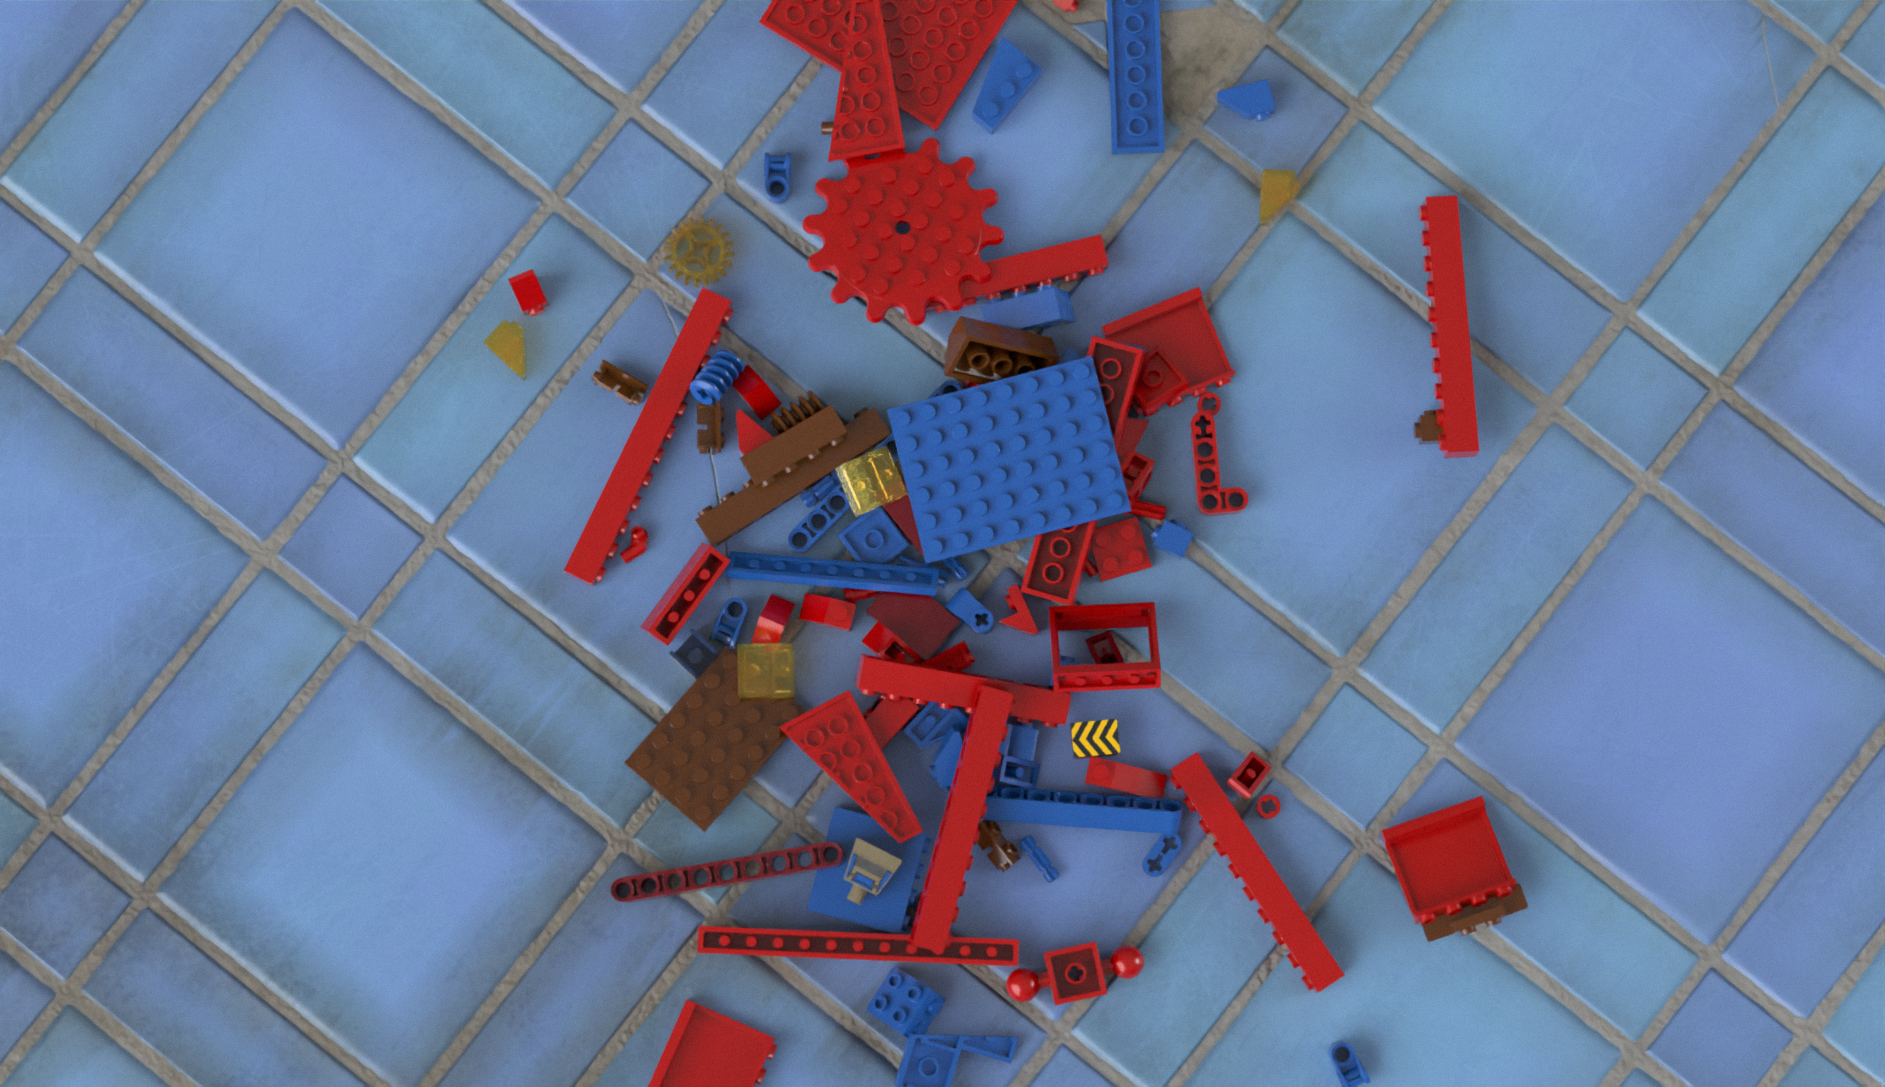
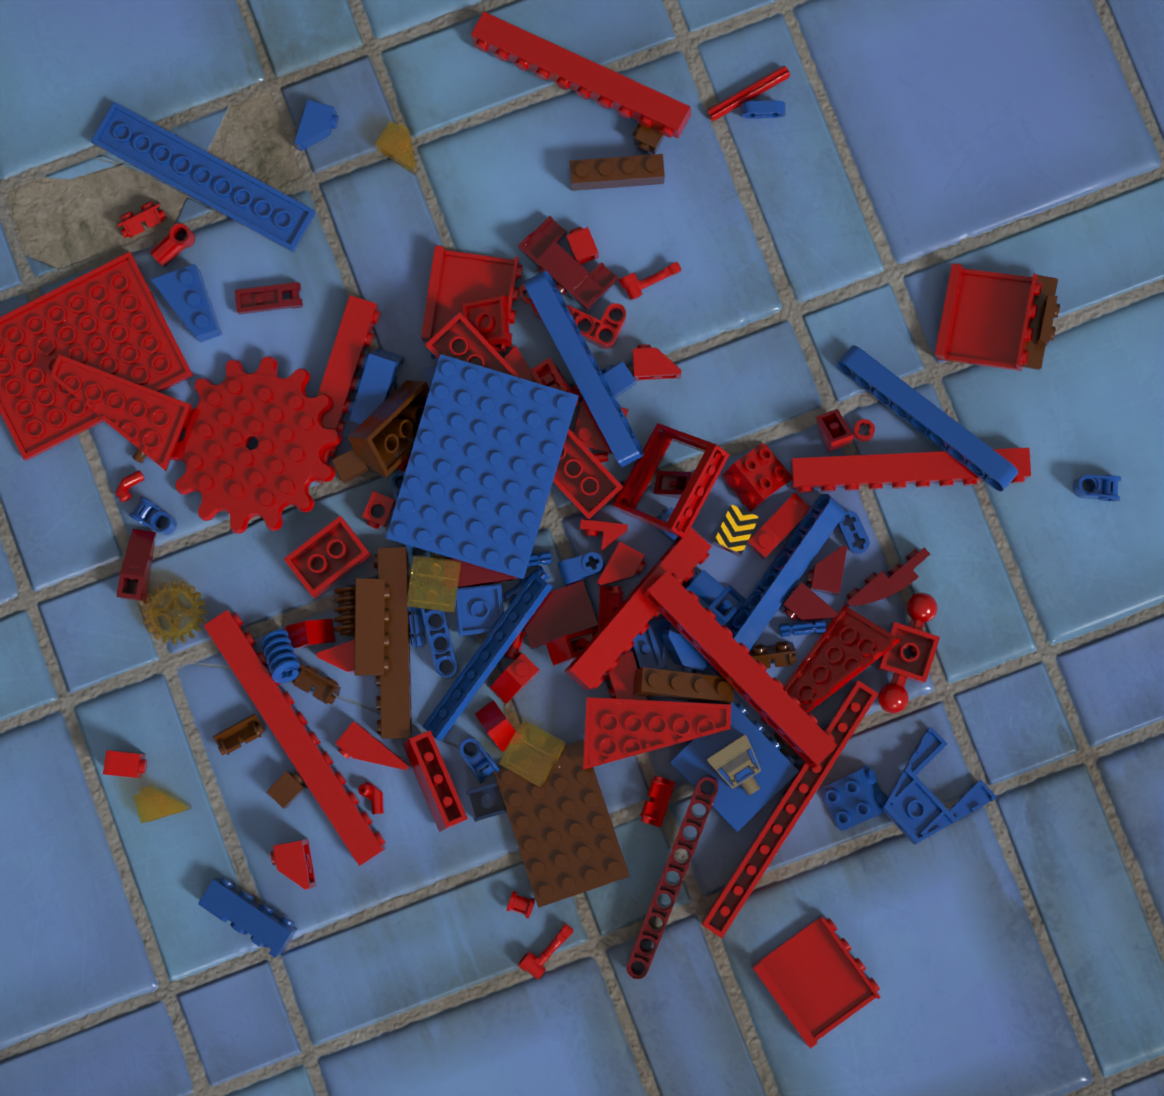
camera: 55 degrees left, 0 degrees up
(455, 494) = (248, 916): none -> blue wedge
(531, 508) = (295, 862): none -> red slope
(568, 791) = (535, 964): none -> red brick
(595, 459) = (287, 788): none -> reddish brown brick
(617, 745) = (521, 904): none -> red bush
(678, 507) = (362, 745): none -> red slope
(721, 190) = (137, 566): none -> dark red slope
(793, 131) = (126, 483): none -> red arm
(801, 815) = (655, 809): none -> red hinge
(837, 365) = (327, 557): none -> red brick
(913, 775) = (682, 686): none -> reddish brown brick
(919, 378) = (378, 500): none -> red brick
(936, 333) = (350, 466): none -> reddish brown brick
(996, 650) = (622, 565): none -> red slope
(1029, 907) = (837, 657): none -> red wing
(1047, 34) = (170, 247): none -> red piece
(1052, 157) = (268, 298): none -> dark red plate
(1063, 850) = (807, 605): none -> dark red slope
(1107, 852) = (828, 573): none -> dark red slope
(1123, 911) = (880, 586): none -> dark red slope
(1160, 729) = (756, 476): none -> red bracket
(1163, 500) = (584, 368): none -> blue beam
(1209, 563) = (653, 364): none -> red slope
(1249, 423) = (566, 272): none -> dark red bracket
(1275, 502) = (634, 286): none -> red brick
(1285, 427) = (582, 245): none -> red brick
(1313, 859) = (927, 418): none -> blue beam
(1377, 418) = (617, 172): none -> reddish brown brick
(1526, 523) = (763, 109): none -> blue beam
(1534, 499) = (748, 93): none -> red axle

